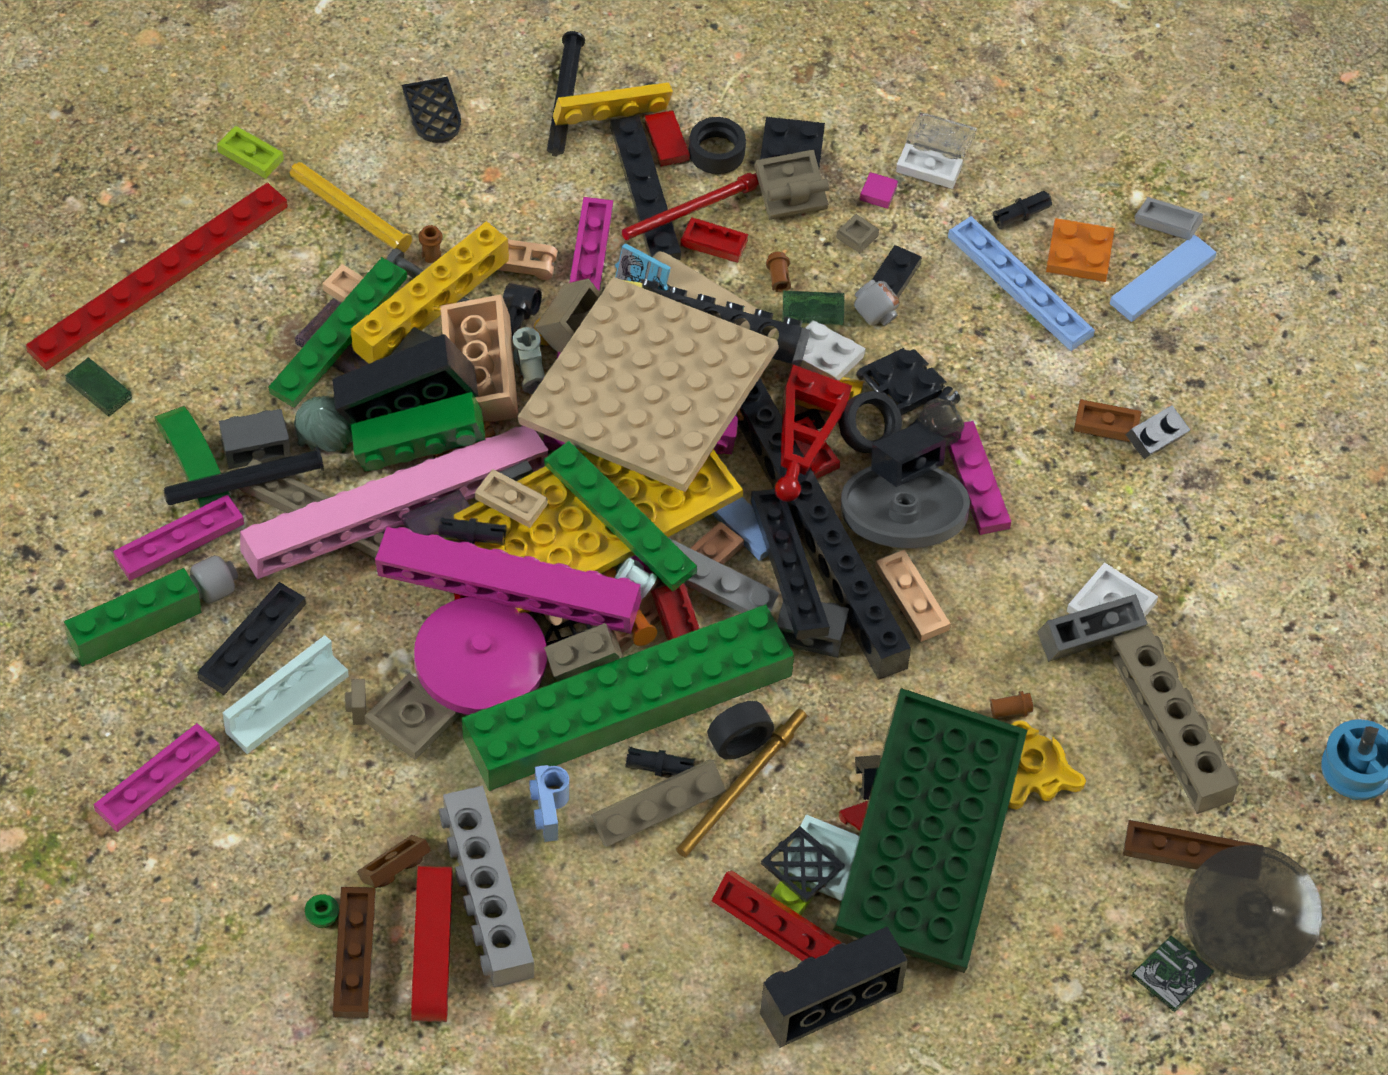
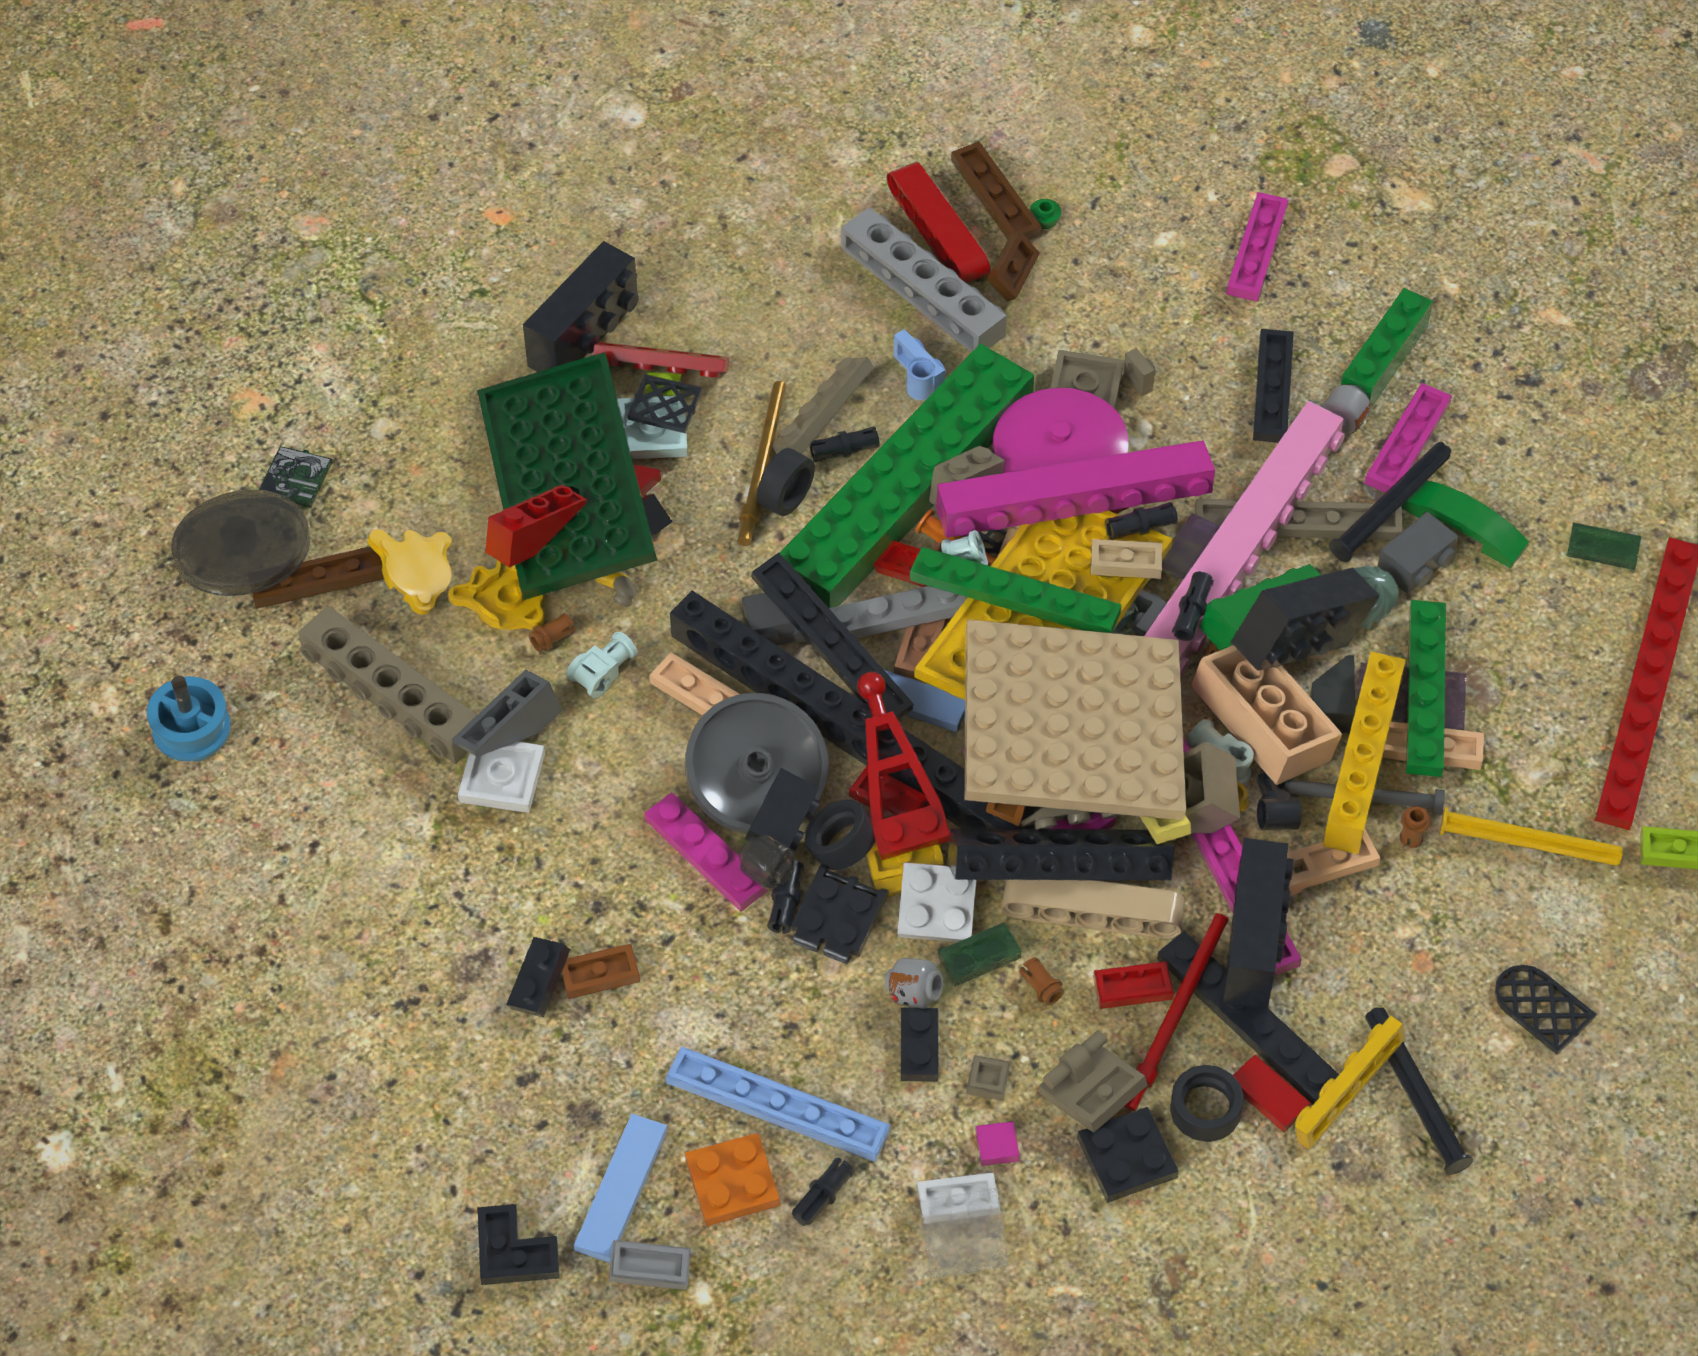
camera: 155 degrees right, 0 degrees up
(284, 696) = (1204, 353): light aqua fence -> none
(498, 435) = (1192, 606): none -> black pin
(610, 202) = (1258, 922): none -> black brick
(636, 265) = (1185, 885): piece -> none
(987, 653) = (599, 667): none -> light aqua connector
(989, 771) = (530, 525): none -> red slope
(1102, 813) = (414, 566): none -> yellow tile
(1266, 264) = (508, 1258): none -> black plate

